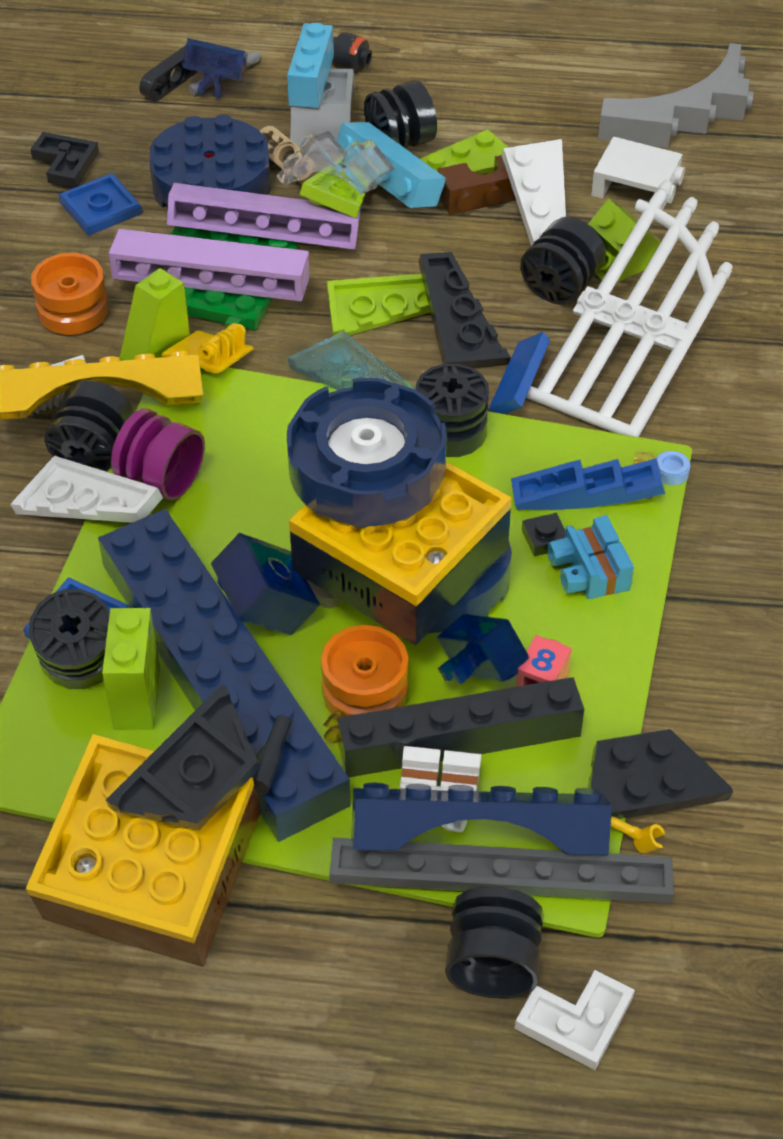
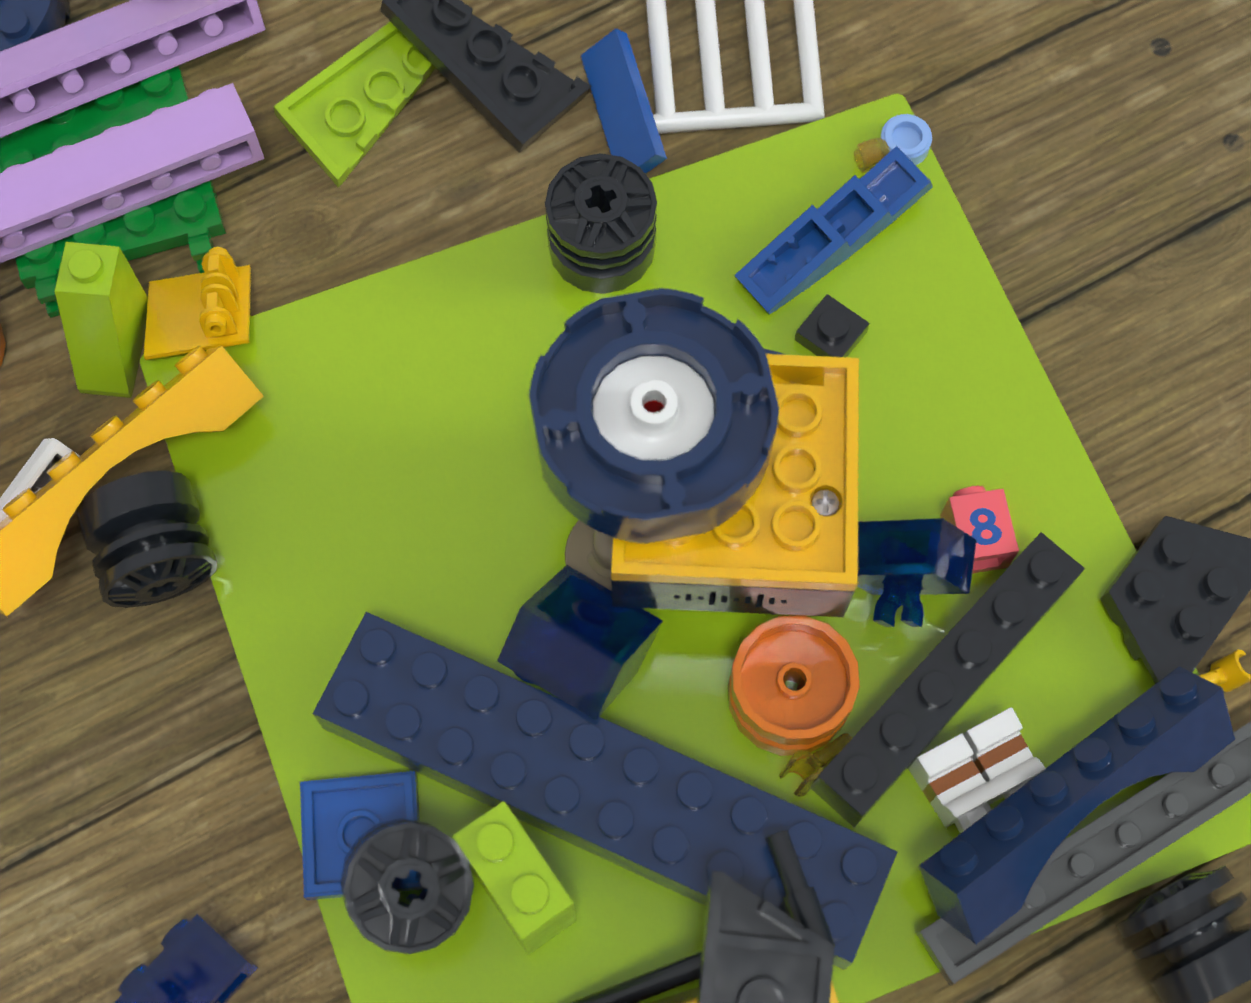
camera: 35 degrees left, 20 degrees up
(85, 492) = (210, 642): white wing -> none
(158, 453) = (274, 531): magenta wheel -> none
(339, 361) = (419, 230): clear light blue wing -> none
(596, 560) = (896, 334): dark azure hips -> none

